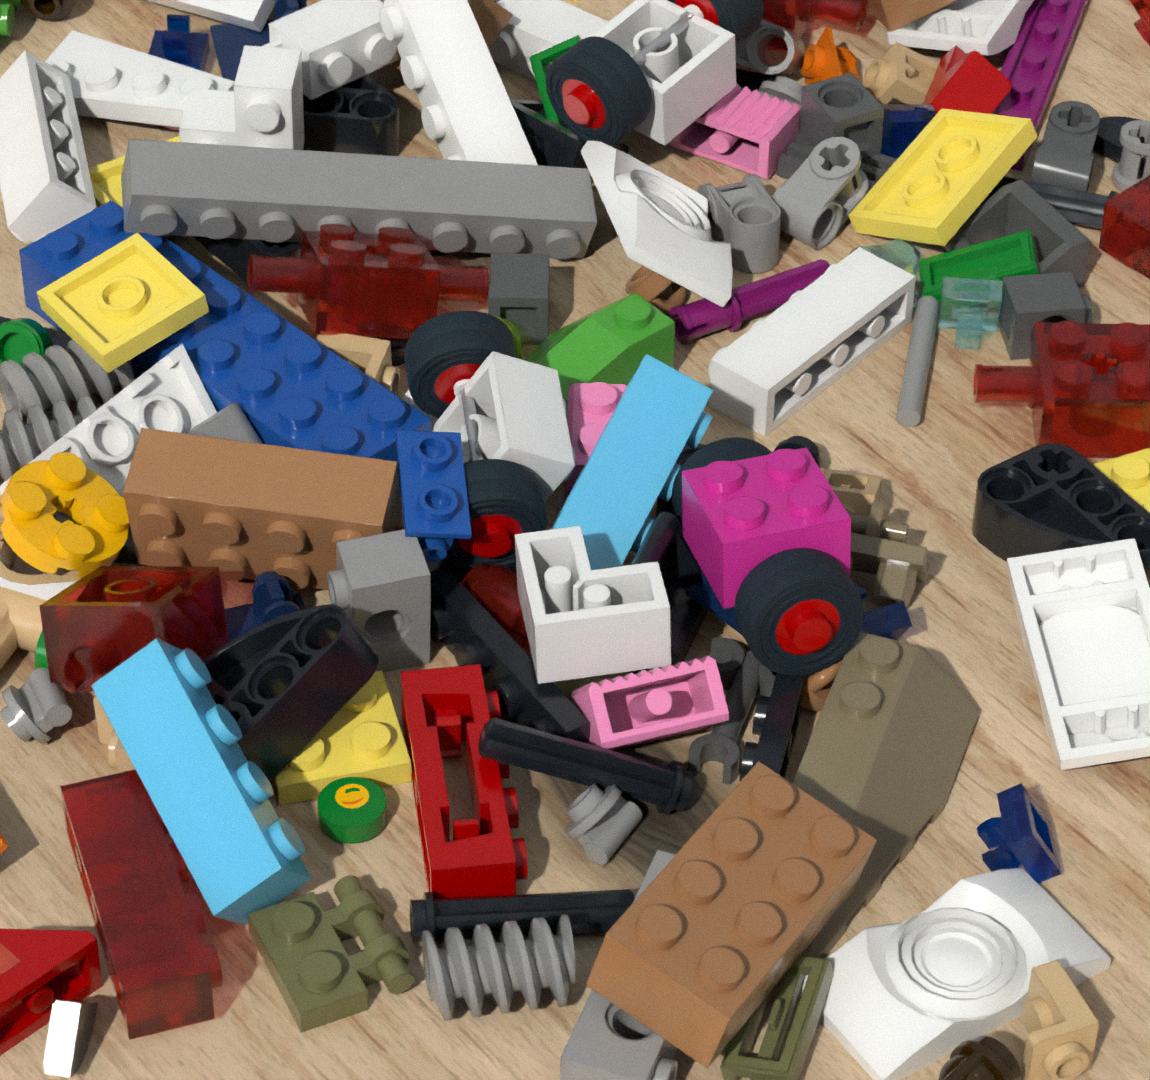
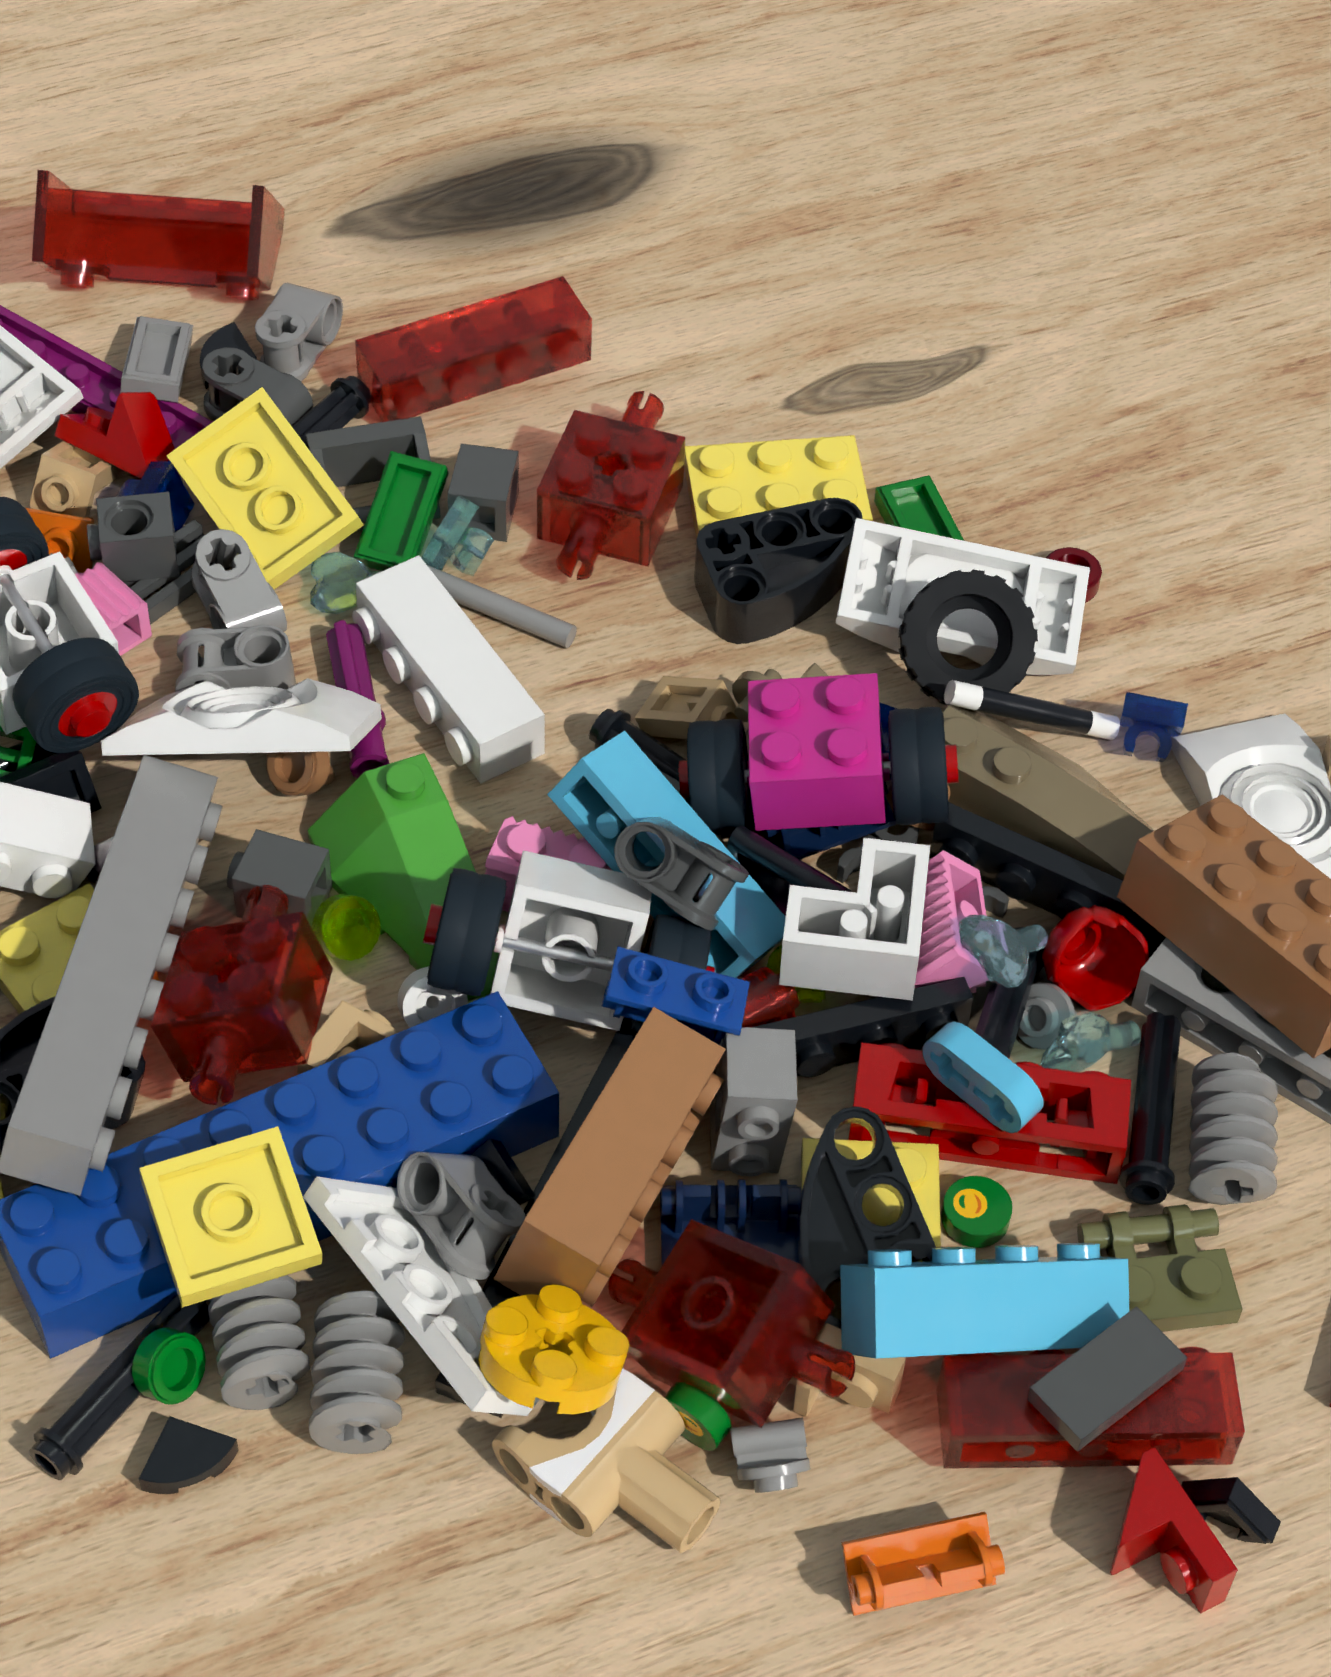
camera: 75 degrees left, 10 degrees up
(143, 872) = (1106, 1378): none -> dark grey tile
(451, 732) = (983, 1077): none -> medium azure beam
(564, 451) = (682, 872): none -> dark grey piece
(569, 843) = (1086, 1039): none -> clear light blue rock
(620, 727) = (1001, 948): none -> clear light blue rock
(666, 814) = (1095, 957): none -> red hair
(968, 720) = (1031, 710): none -> black bar
(1056, 675) = (976, 592): none -> black tyre
(1100, 88) = (157, 358): none -> light grey tile

